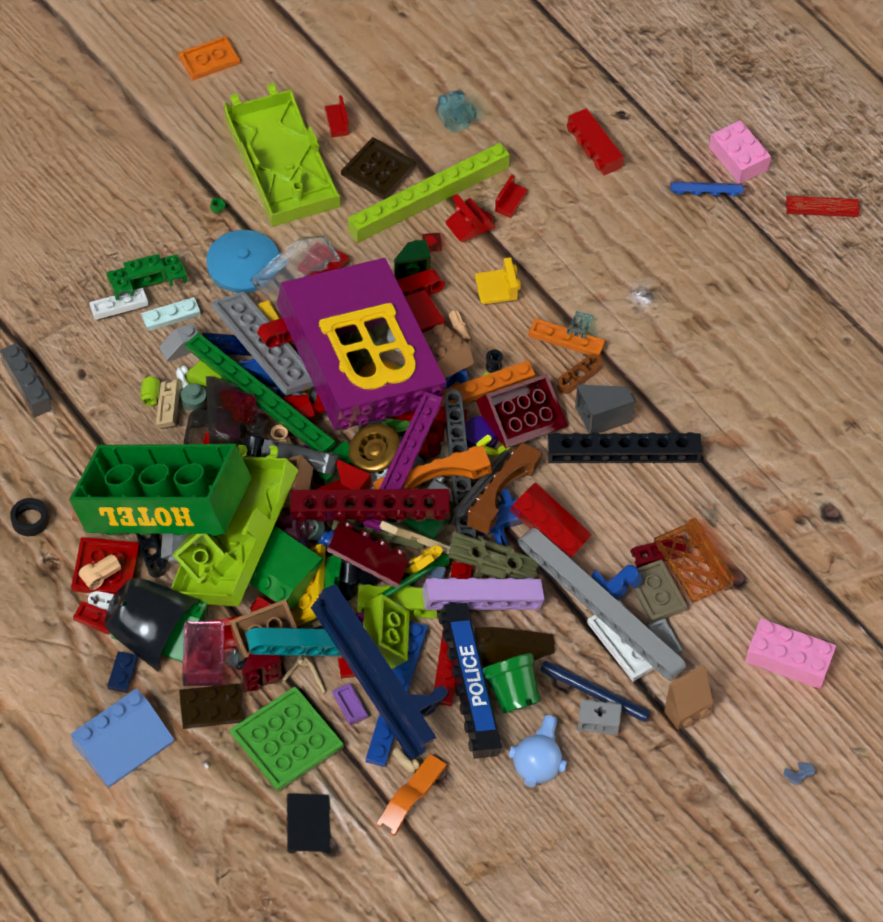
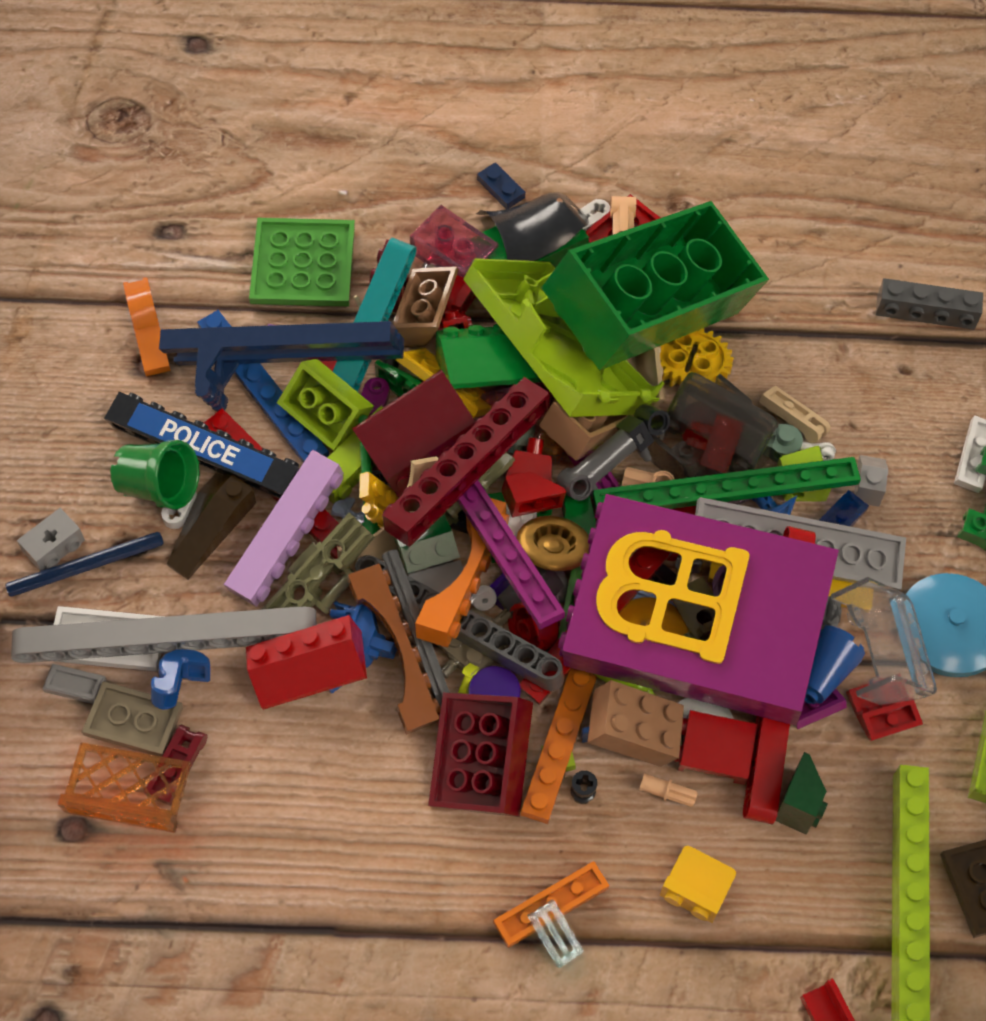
camera: 130 degrees right, 5 degrees up
(29, 504) = (748, 198): black tyre -> none
(91, 617) = (584, 192): red plate -> none
(121, 738) = (427, 140): medium blue slope -> none
(150, 391) = (826, 407): lime brick -> none
(170, 314) = (925, 500): light aqua plate -> none
(211, 706) = (396, 220): dark brown plate -> none
(308, 823) = (204, 227): black piece -> none
(433, 241) = (827, 861): clear red tile -> none
(469, 219) = (827, 931): red piece -> none
(539, 756) = (69, 454): light blue piece -> none
(581, 366) = (479, 857): dark orange beam -> none
(604, 406) = (407, 850): dark grey slope -> none
(632, 453) = (397, 757): black brick -> none

